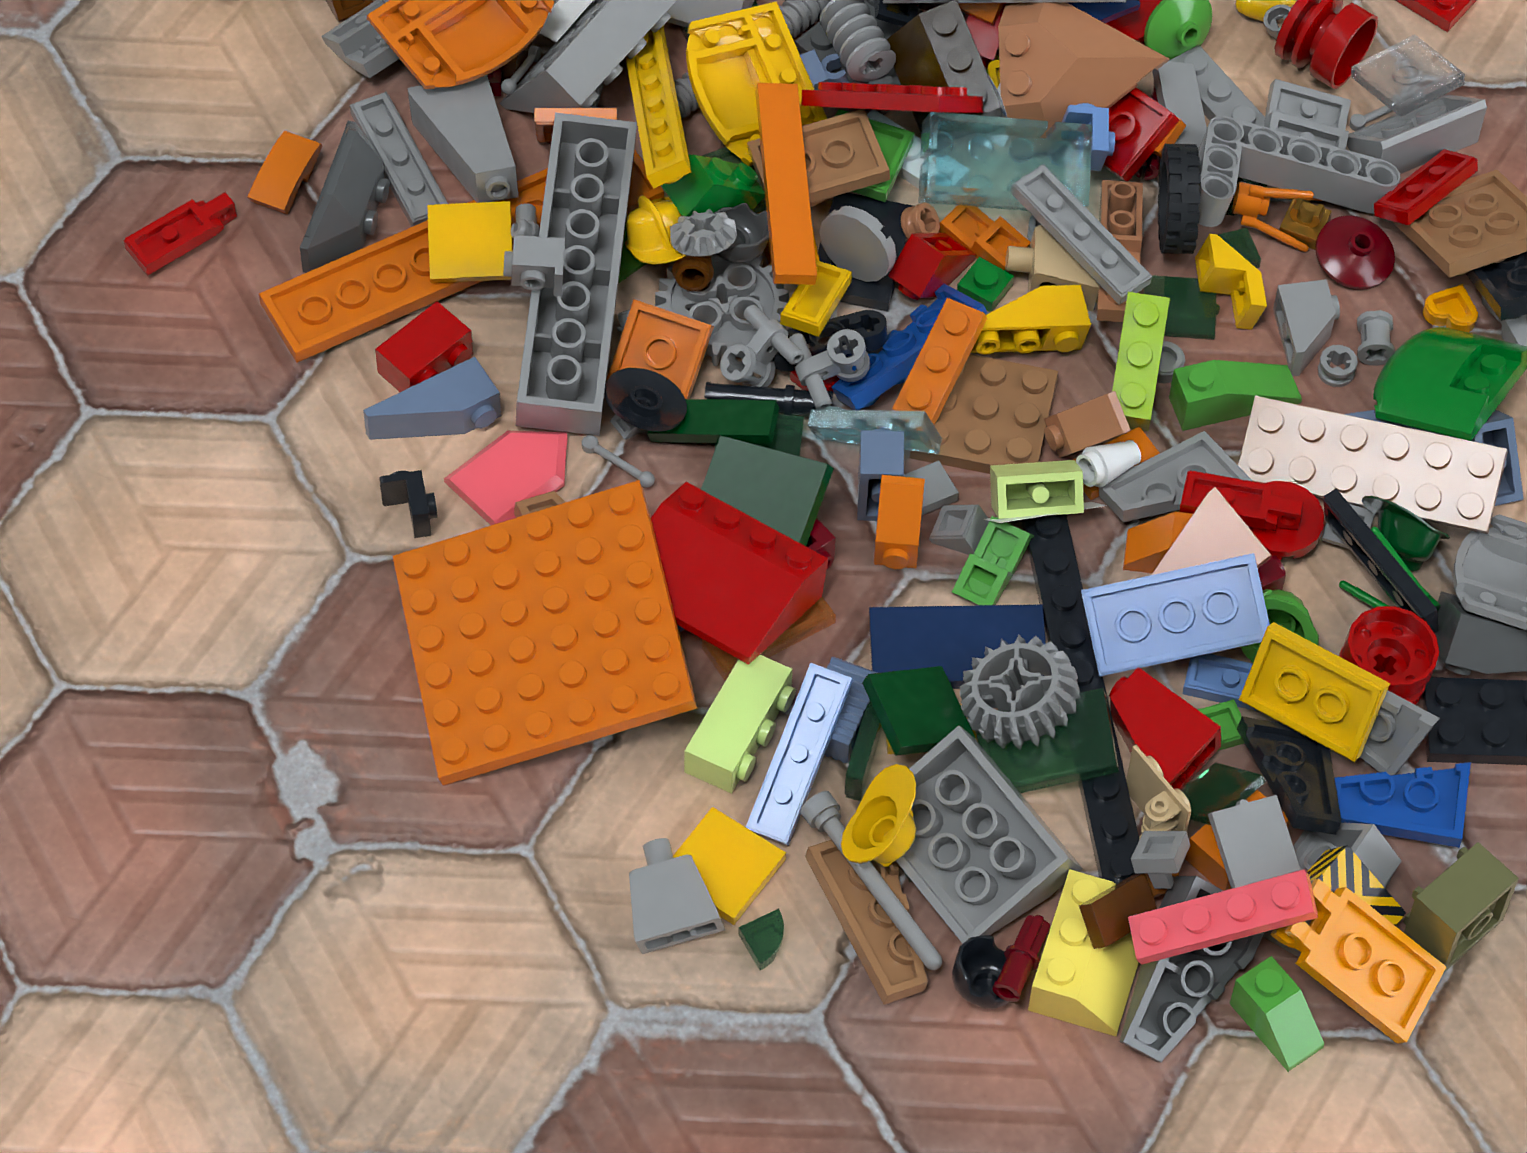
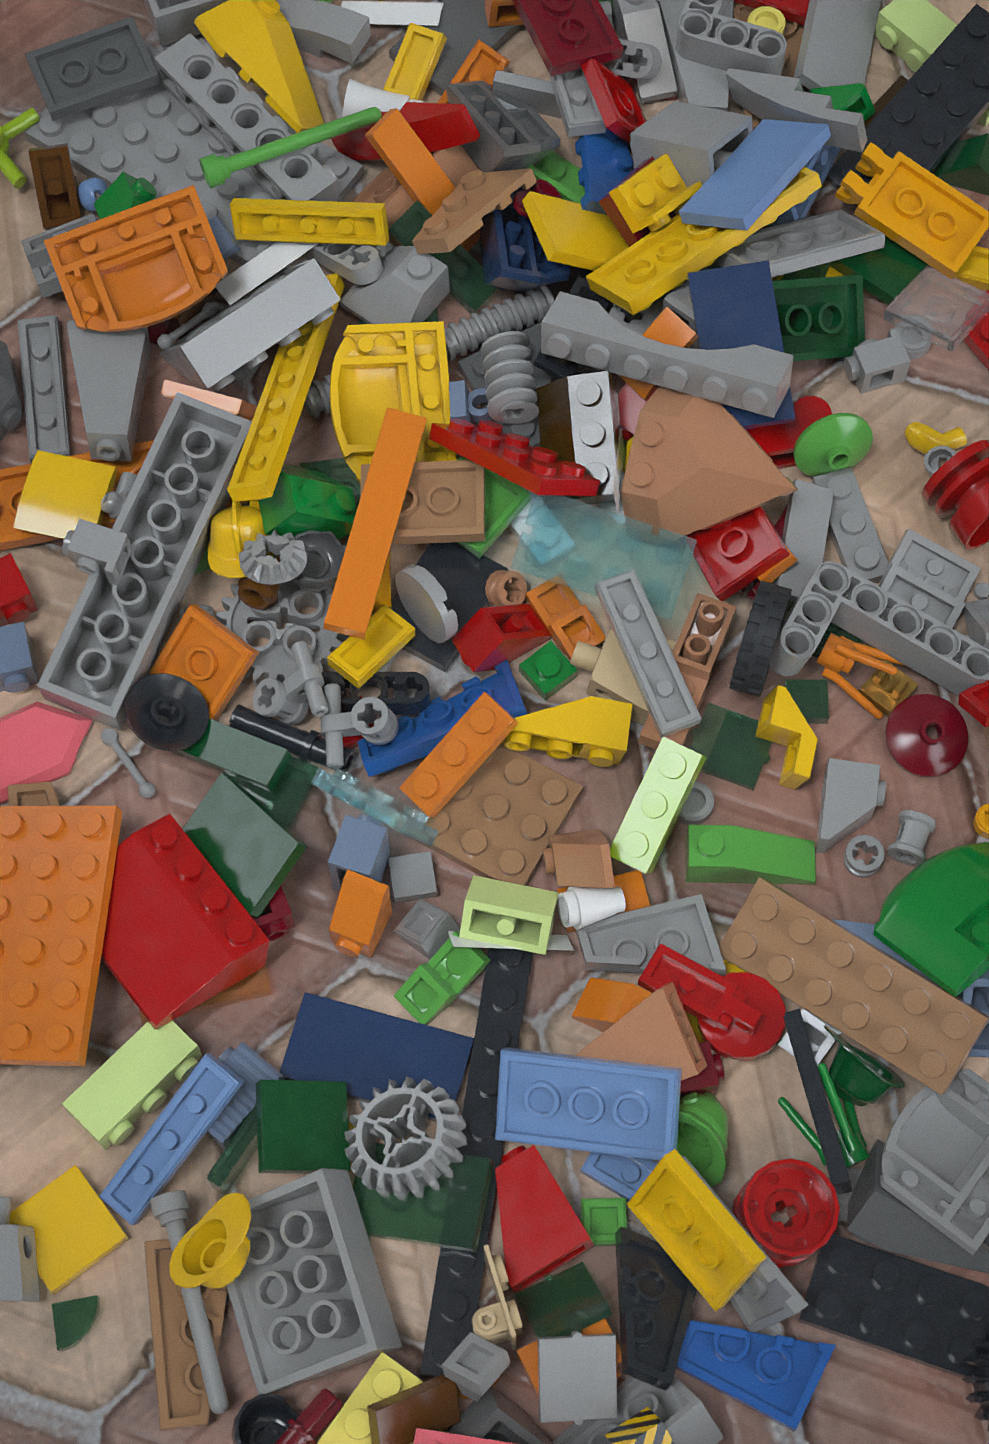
camera: 20 degrees right, 10 degrees up
(1102, 139) = (704, 554): medium blue bracket -> none

